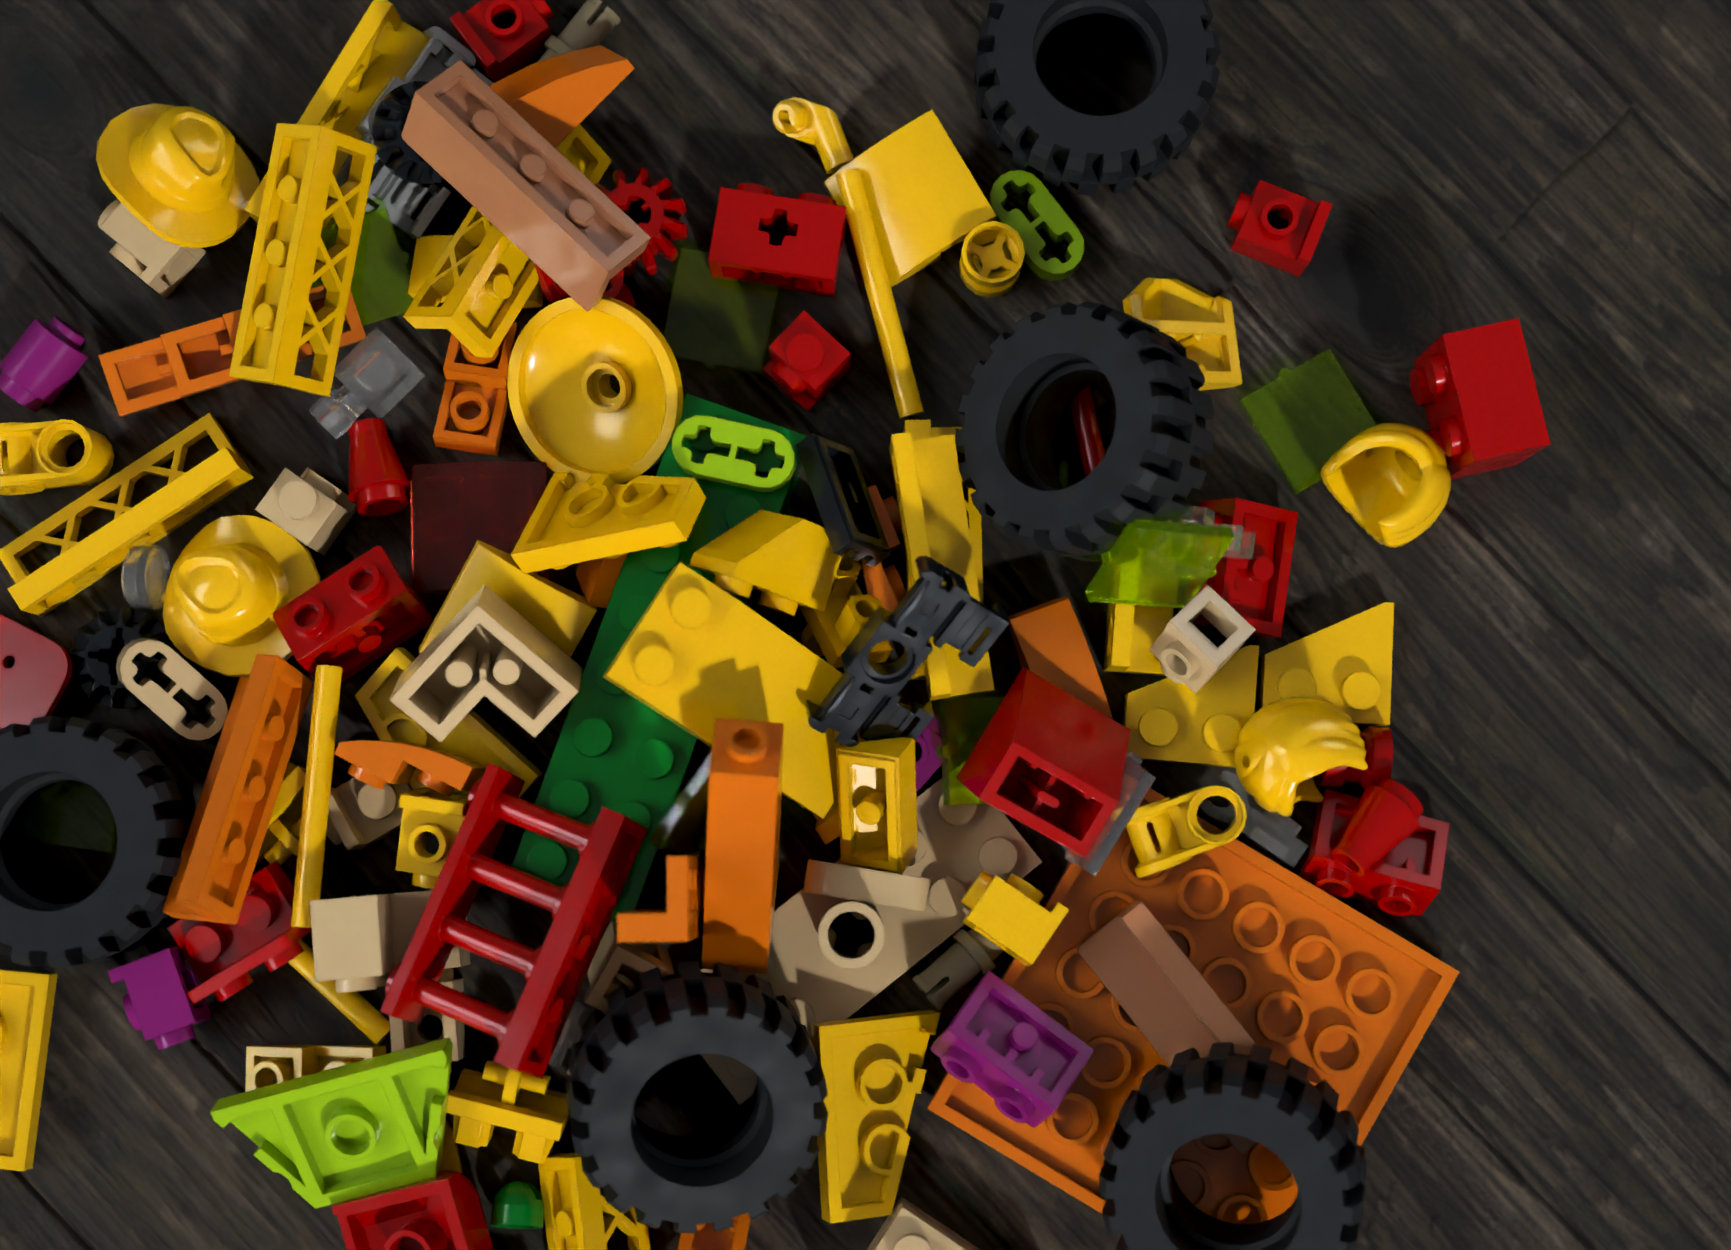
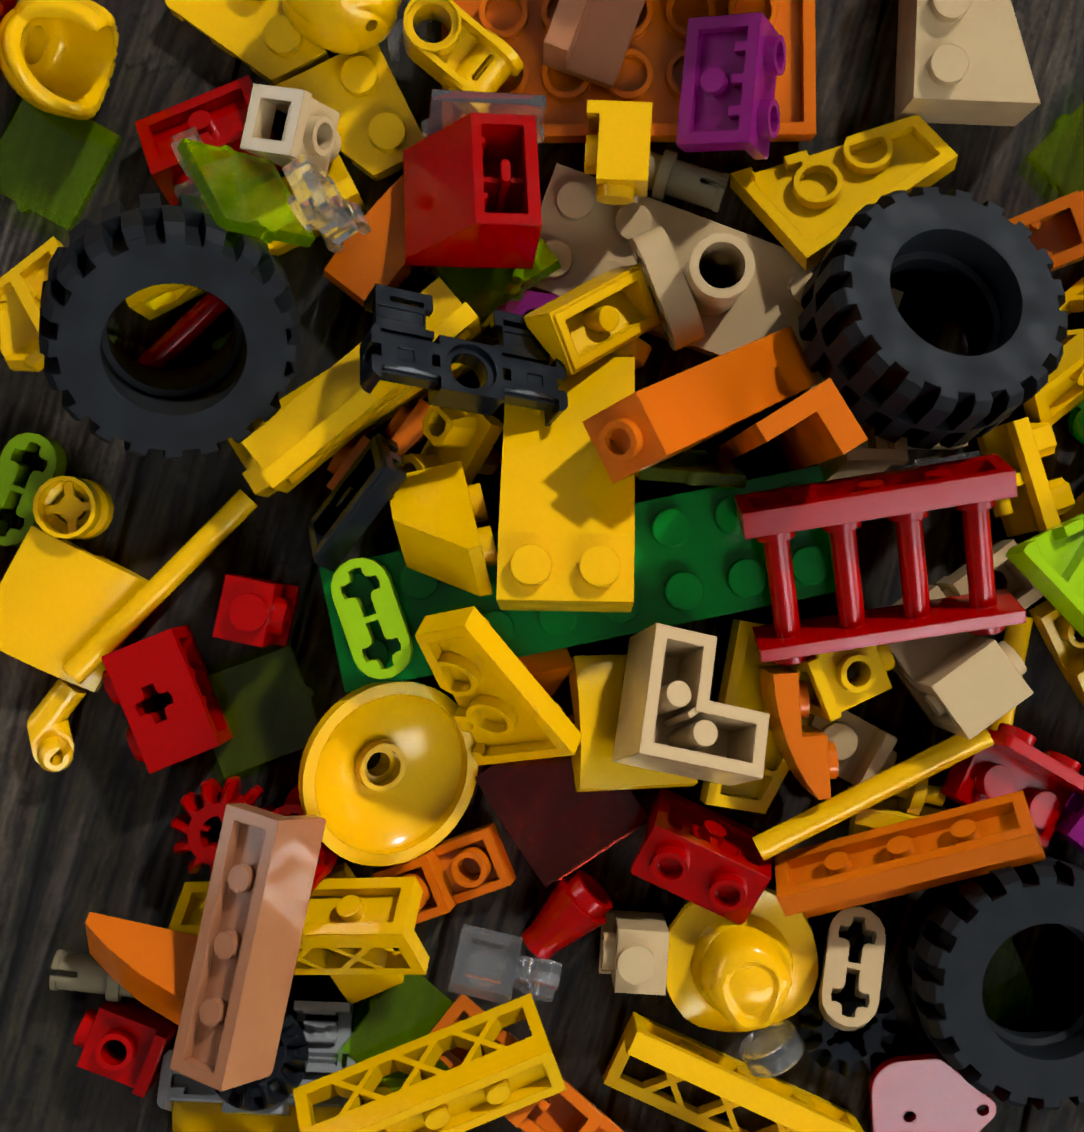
camera: 120 degrees left, 5 degrees up
(1112, 623) = (321, 206): none -> clear plate

